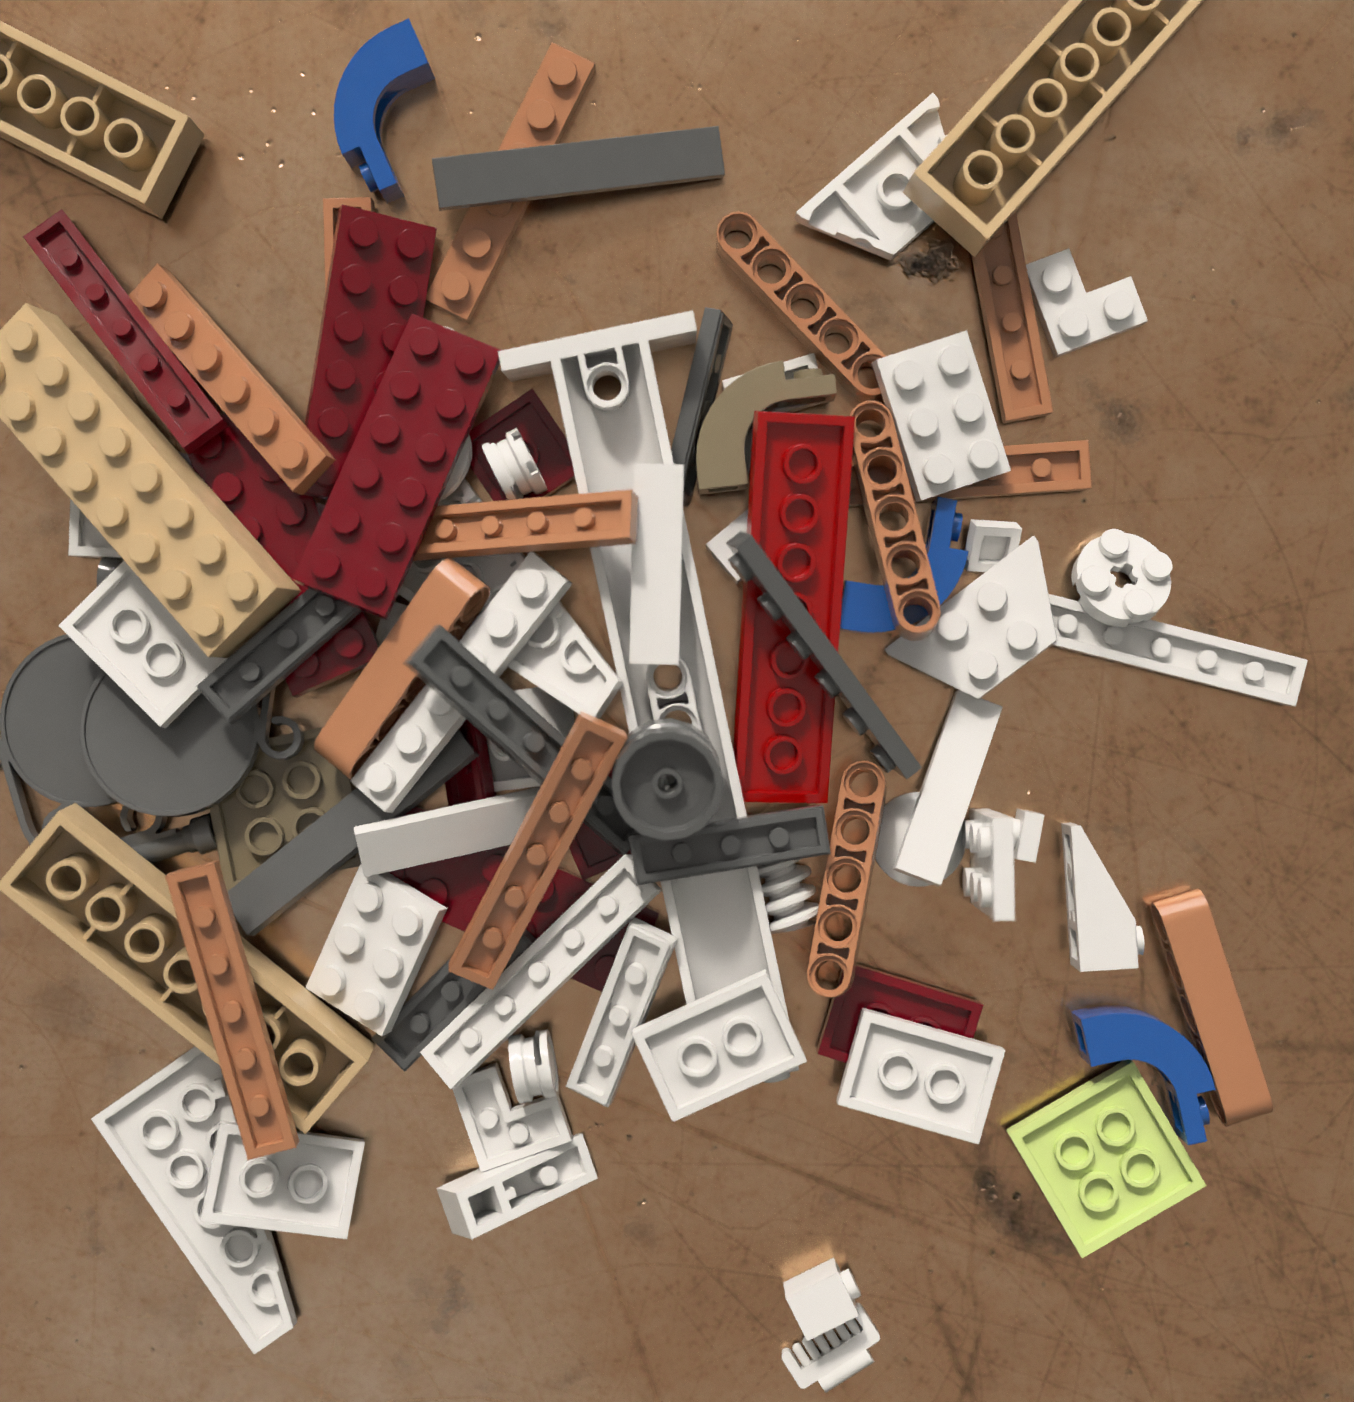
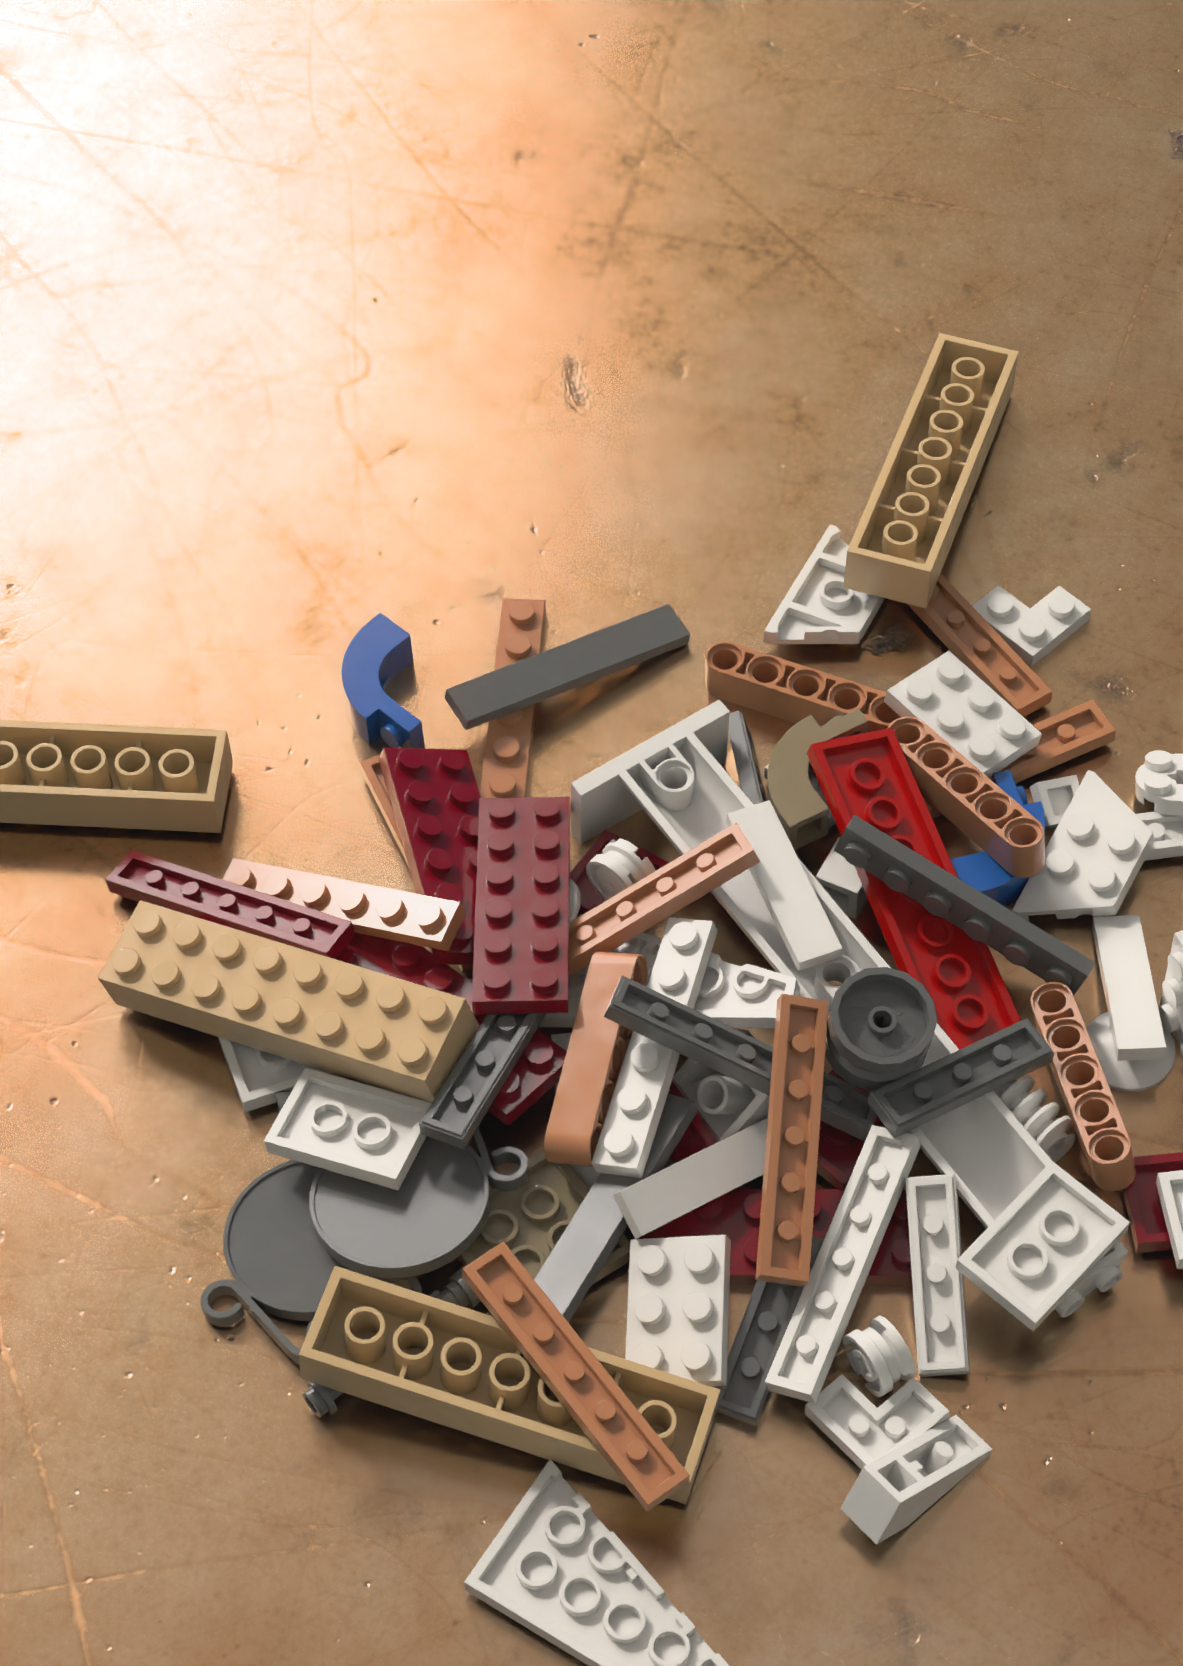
camera: 20 degrees left, 35 degrees down
(286, 1191) = (685, 1554): white plate -> none

